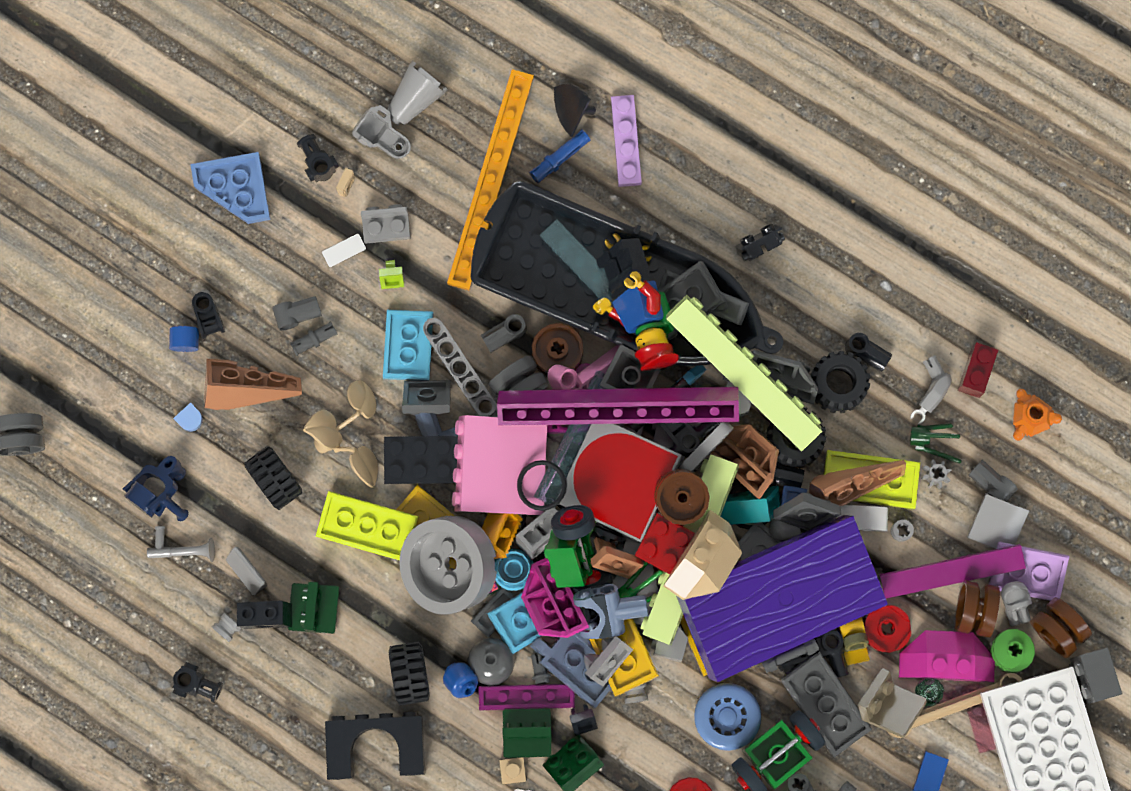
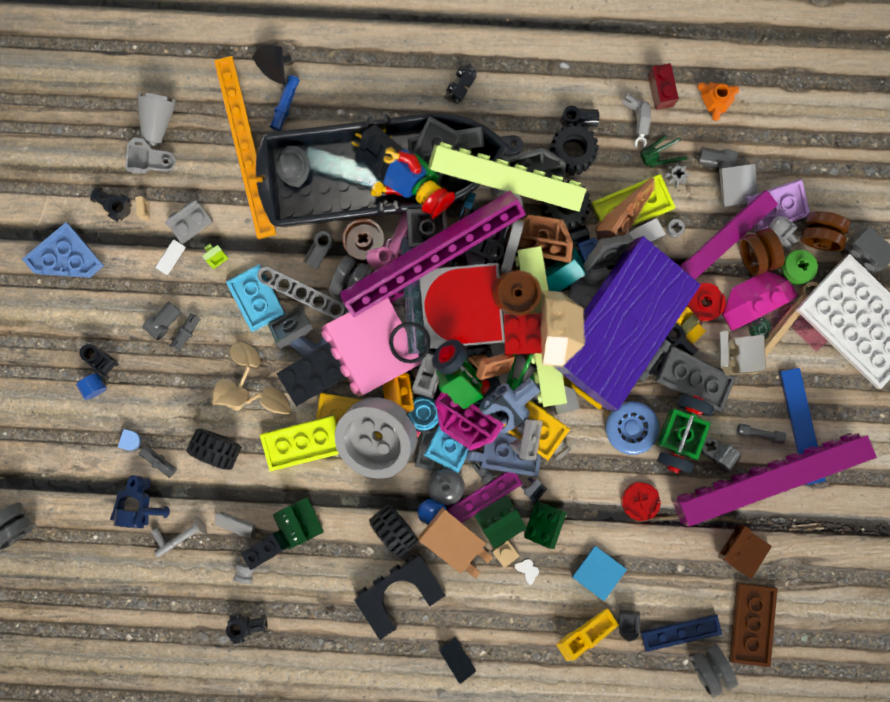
camera: 30 degrees left, 5 degrees up
(205, 457) = (157, 461): none -> dark grey pin
(236, 387) = (148, 399): nougat wedge -> none
(465, 723) = (454, 542): none -> medium nougat tile
(529, 230) = (293, 166): none -> dark grey piece
(626, 140) = (325, 66): lavender plate -> none

